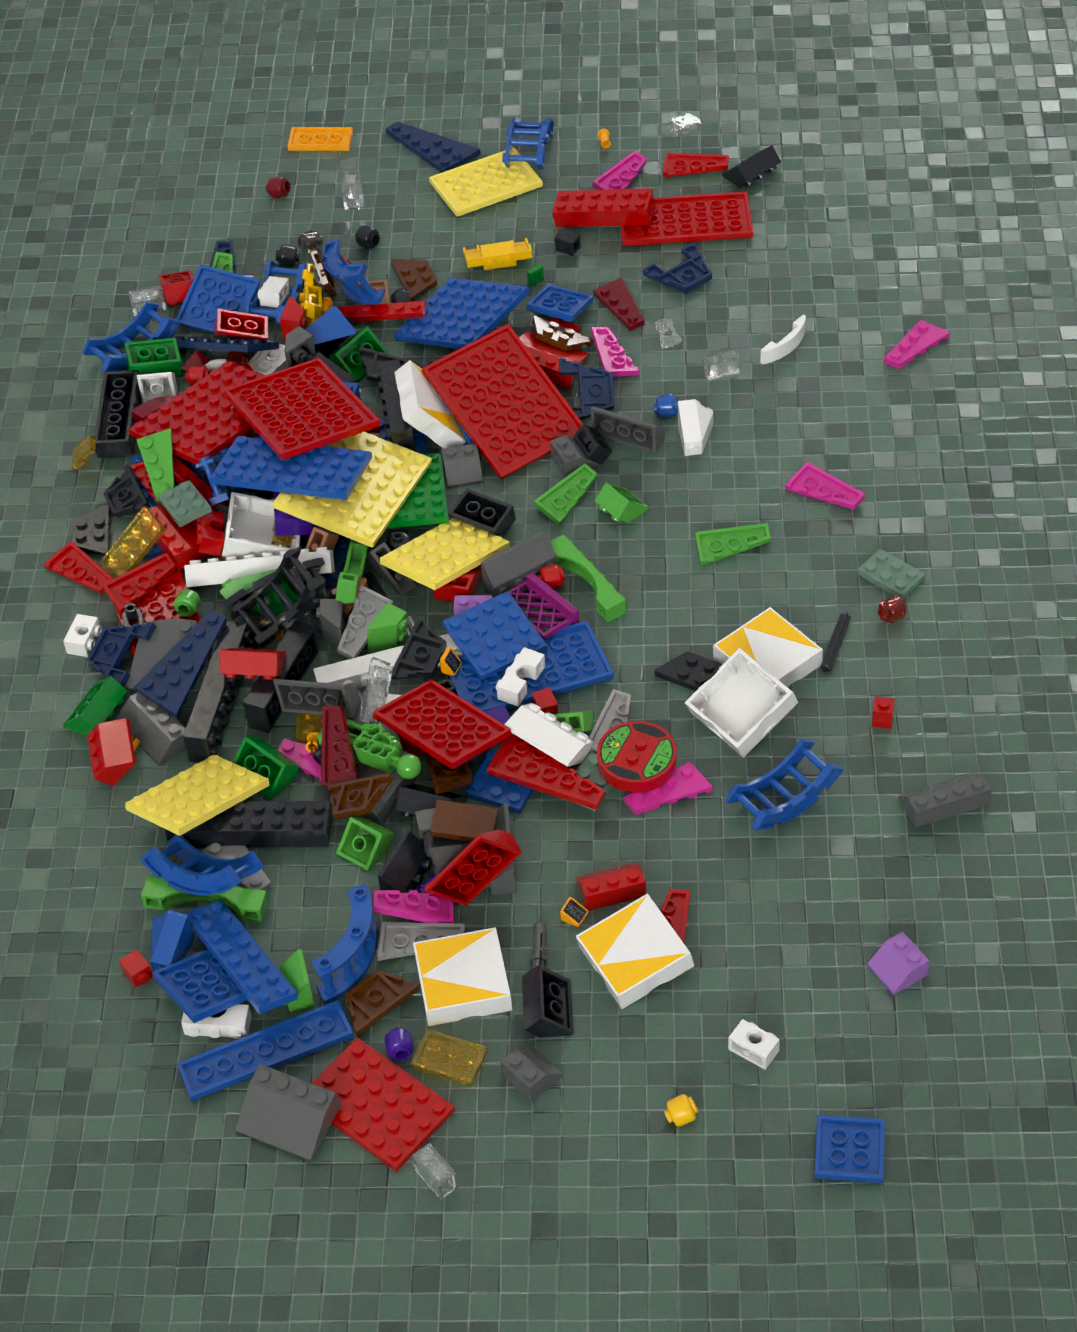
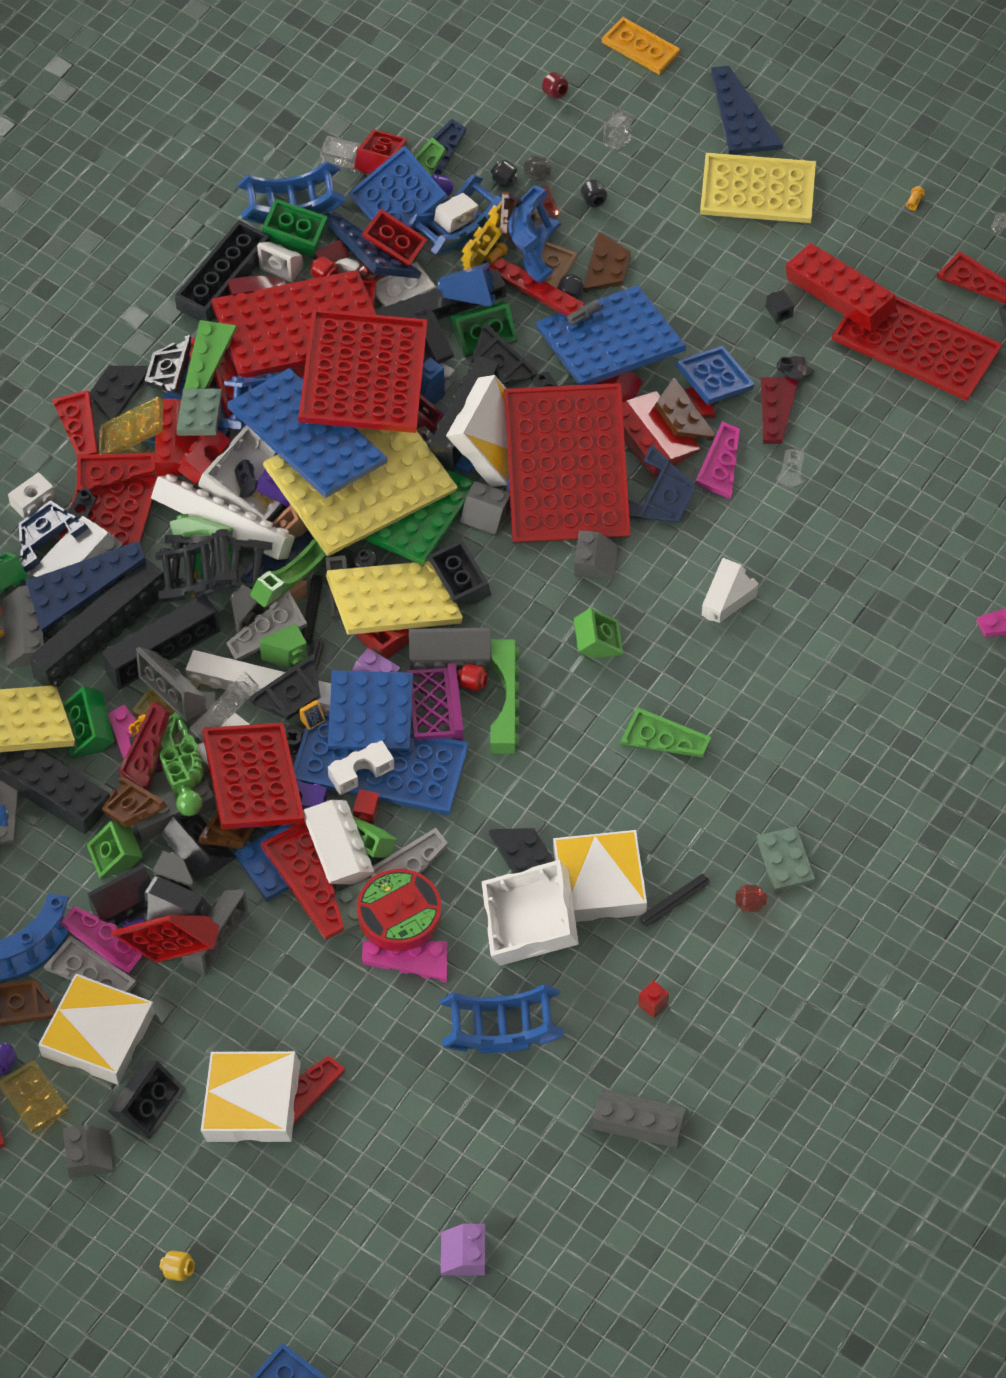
camera: 30 degrees right, 10 degrees up
(82, 450) = (163, 297): clear yellow slope -> none
(187, 603) = (135, 517): bright green head -> none
(251, 662) = (133, 616): red slope -> none
(253, 525) = (242, 469): none -> black piece
(292, 317) = (447, 256): red slope -> none
(297, 346) = (419, 294): dark grey slope -> none
(430, 306) = (584, 312): none -> dark grey axle
(462, 820) = (193, 886): reddish brown tile -> none
(498, 254) = (700, 284): yellow bracket -> none
(535, 275) = (718, 328): green tile -> none
(539, 941) = (192, 1027): dark grey pin -> none
(541, 129) = (858, 156): blue fence -> none
(564, 496) = (554, 595): bright green wing -> none
(573, 912) = (234, 1026): slope -> none
(592, 444) = (619, 555): black brick -> none
(610, 273) = (794, 367): none -> black plate
(612, 886) = (285, 1020): red slope -> none
(621, 174) = (893, 254): dark pink wing -> none
(627, 430) = (665, 556): dark grey slope -> none
(666, 405) = (724, 548): blue head -> none
(685, 275) = (864, 410): dark blue wing -> none
(721, 365) = (810, 536): clear brick -> none
(760, 1053) = (284, 1257): white brick -> none
(774, 351) = (874, 549): white slope -> none
(825, 487) = (797, 725): dark pink wing -> none

